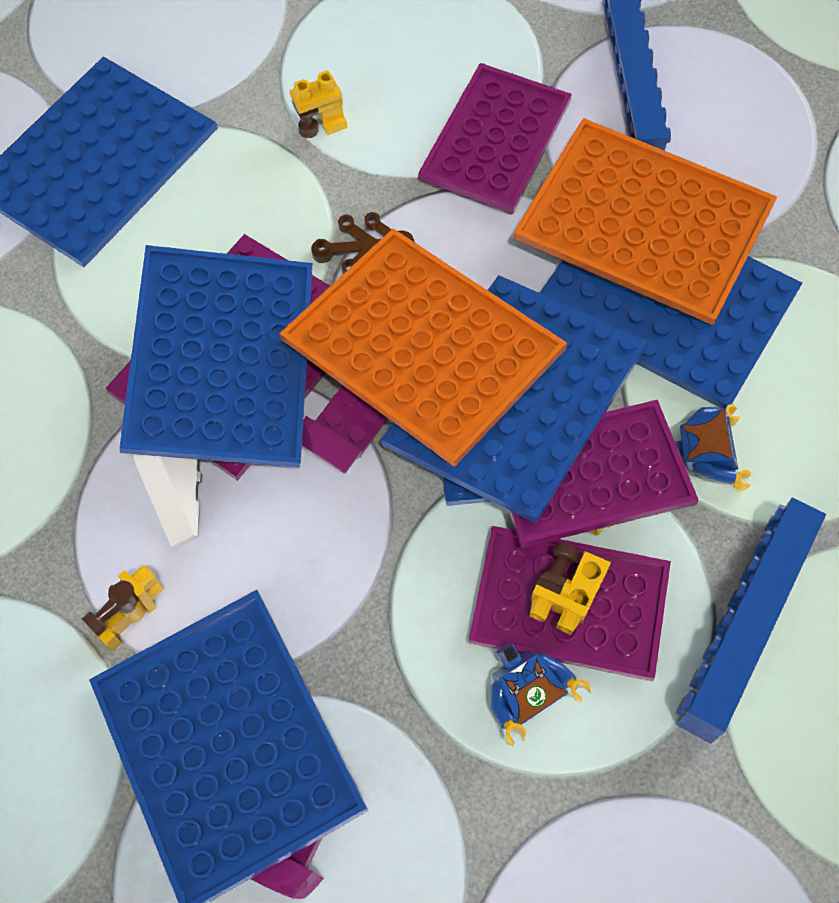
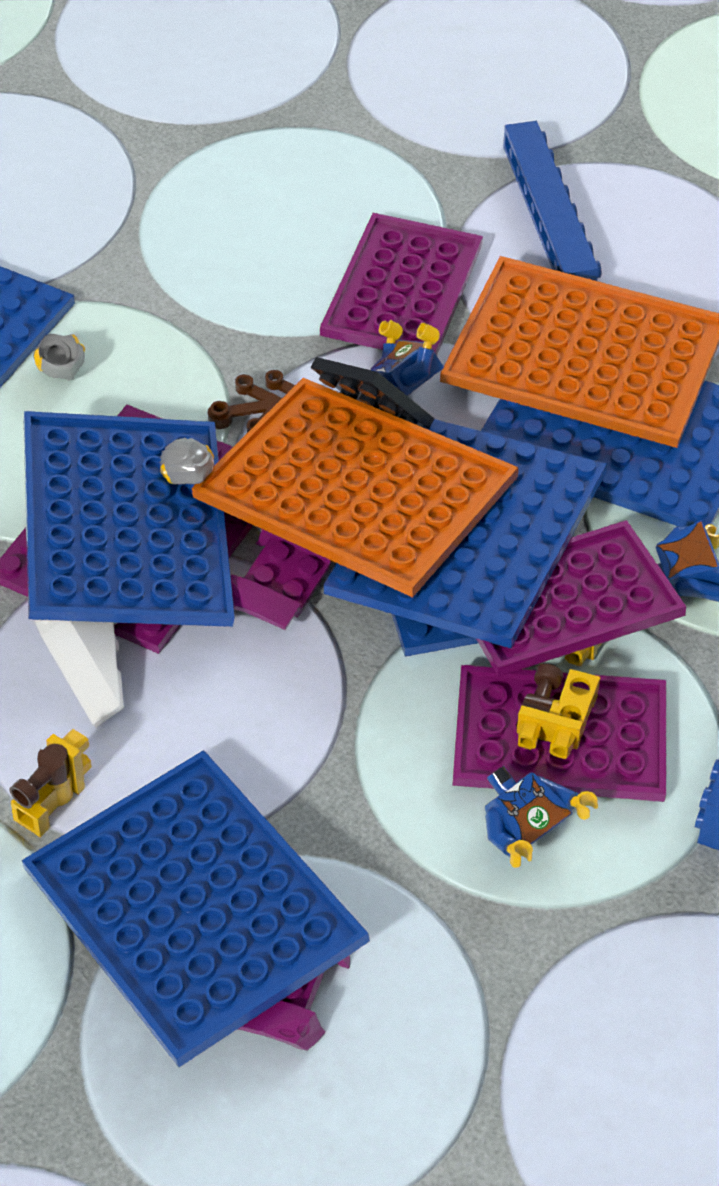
camera: 10 degrees left, 15 degrees down
(193, 182) = (59, 356): none -> light grey hair
(278, 308) = (186, 461): none -> light grey hair
(319, 99) = (195, 258): yellow hips -> none
(448, 253) = (371, 389): none -> black plate
(485, 218) = (408, 362): none -> torso

